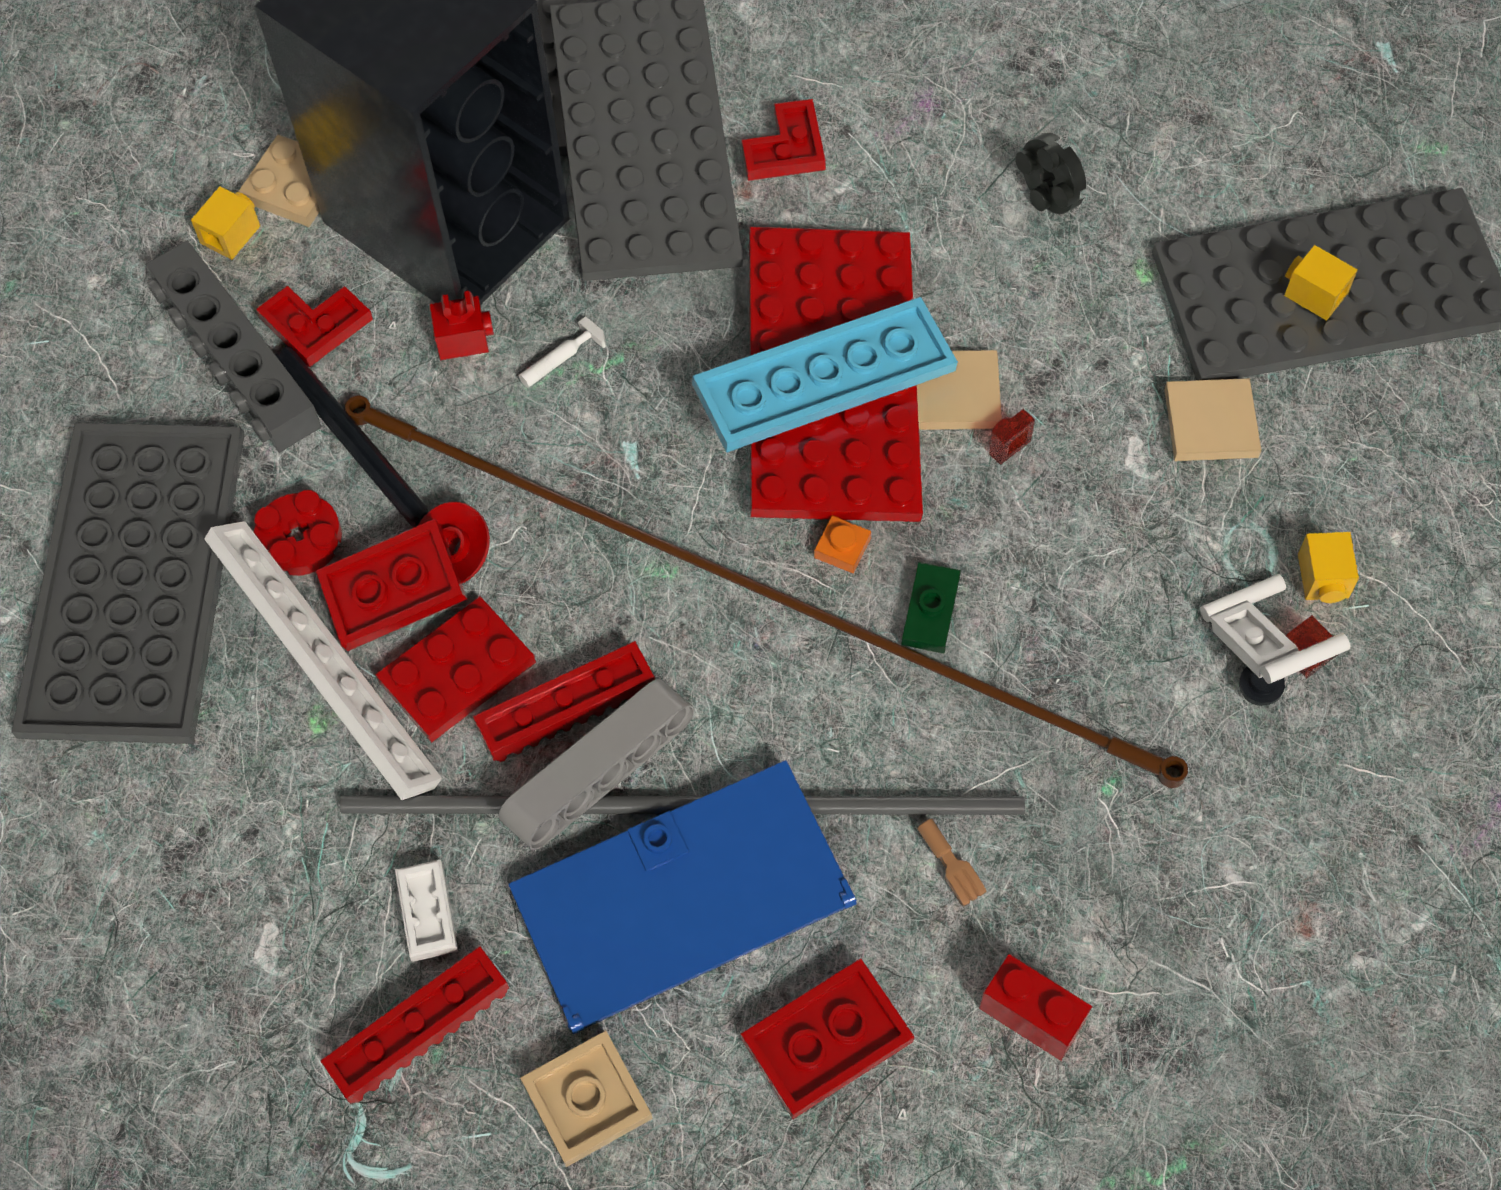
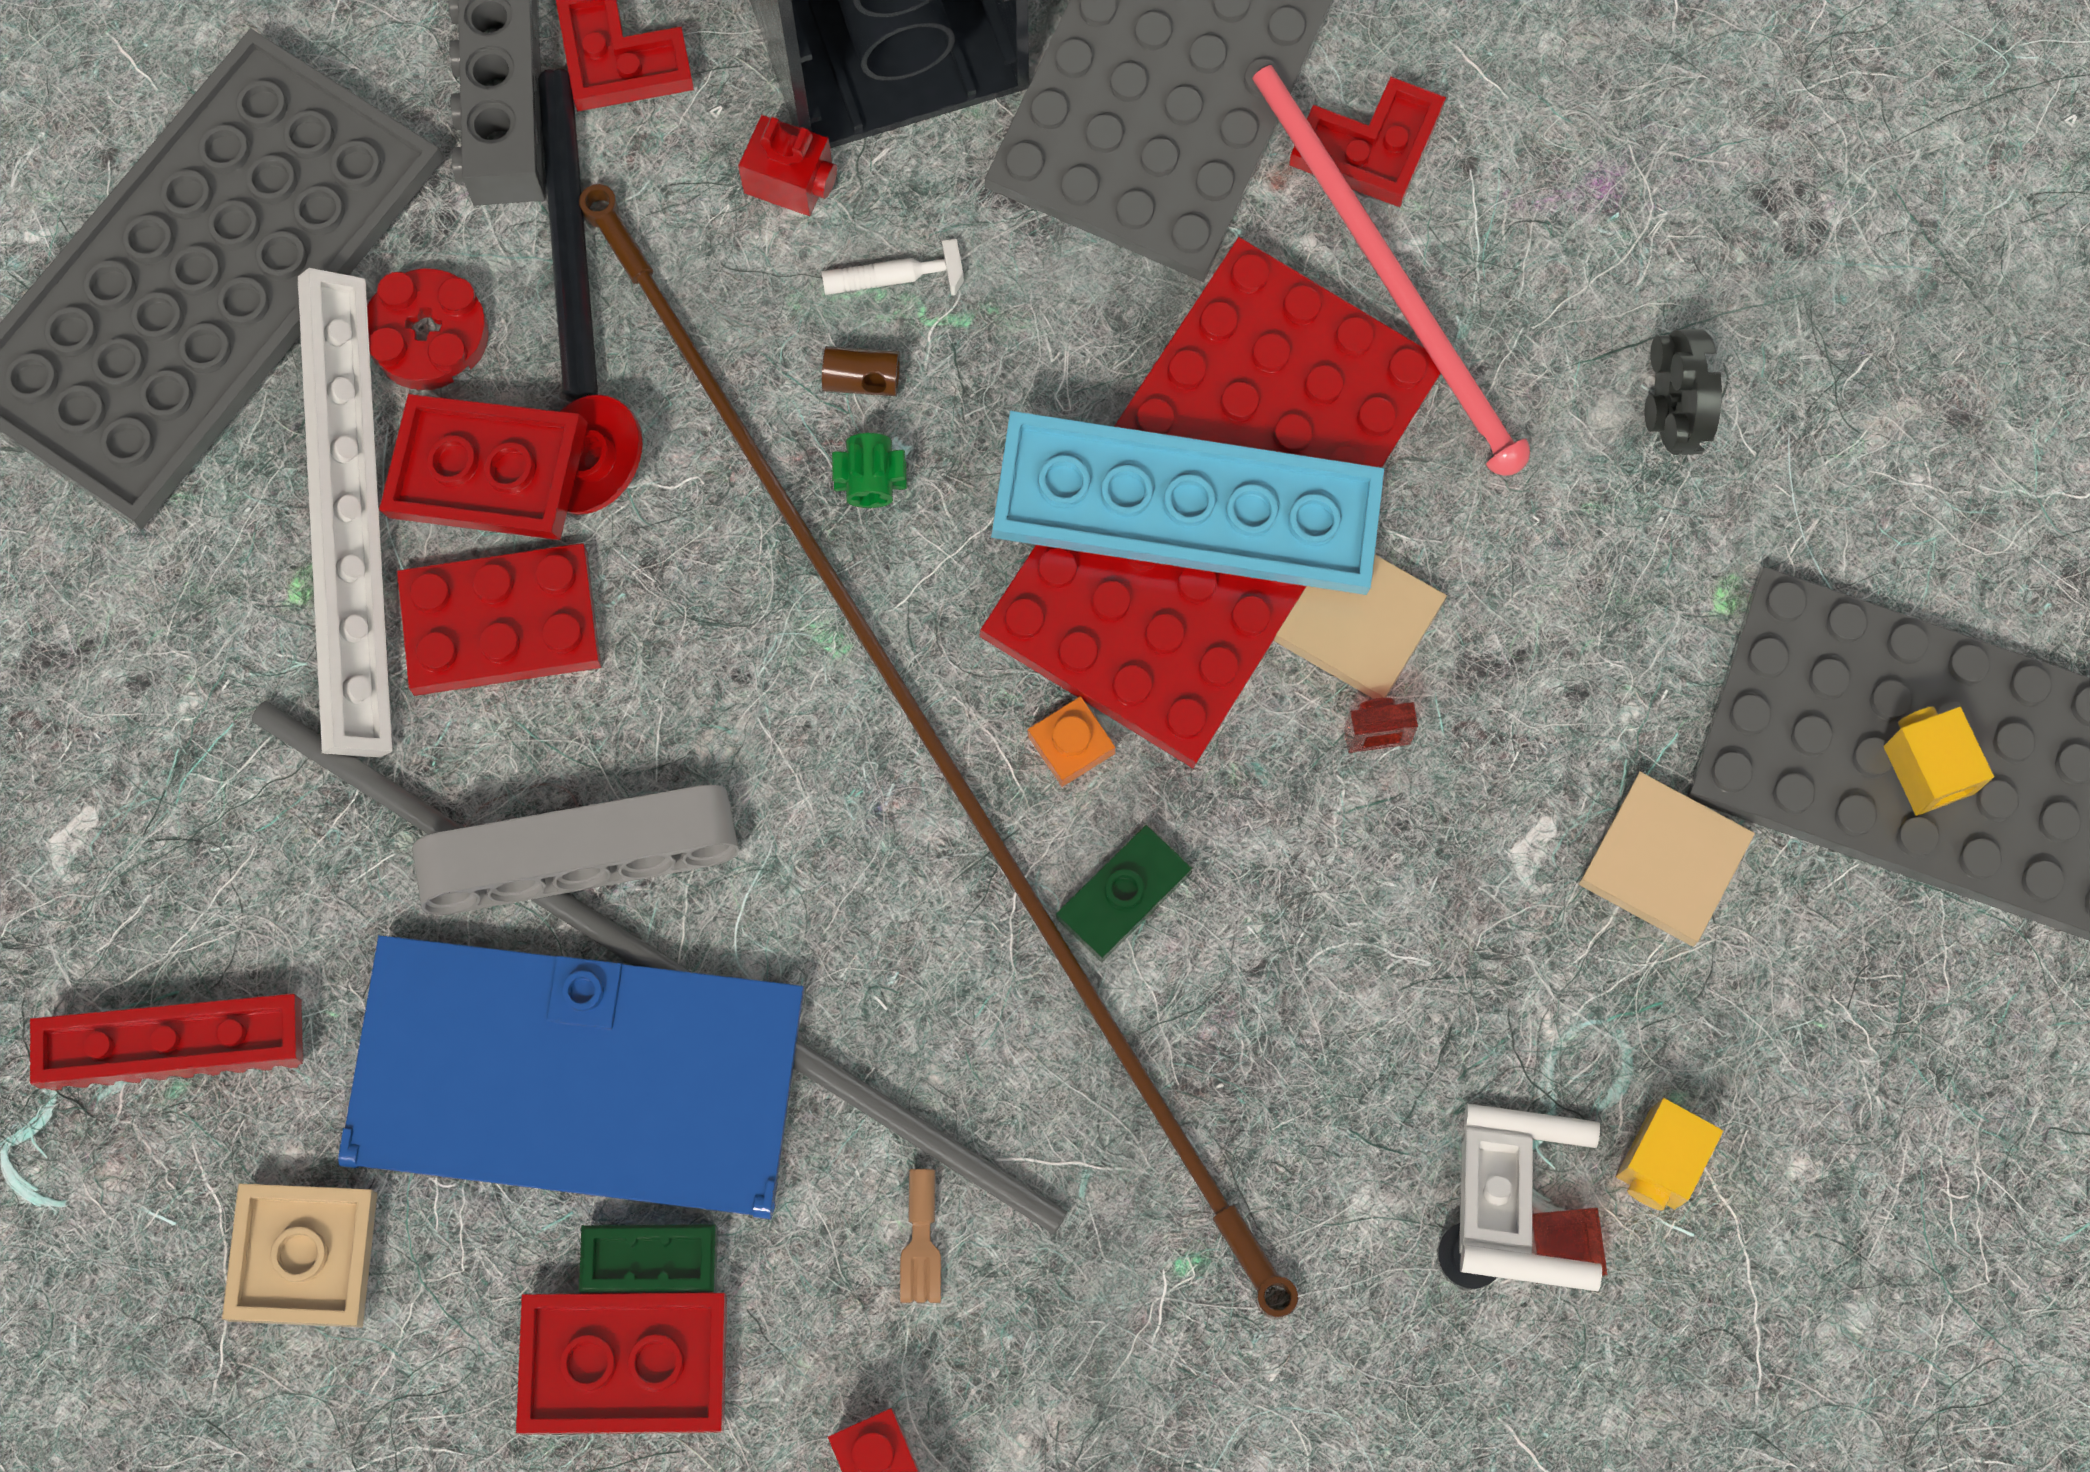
camera: 30 degrees right, 10 degrees up
(426, 910) = (268, 907): white plate -> none
(563, 701) = (593, 743): red gear -> none
(580, 414) = (861, 371): none -> reddish brown piece
(625, 461) = (869, 470): none -> green gear
(800, 968) = (648, 1259): none -> dark green plate
(976, 262) = (1508, 456): none -> coral bar

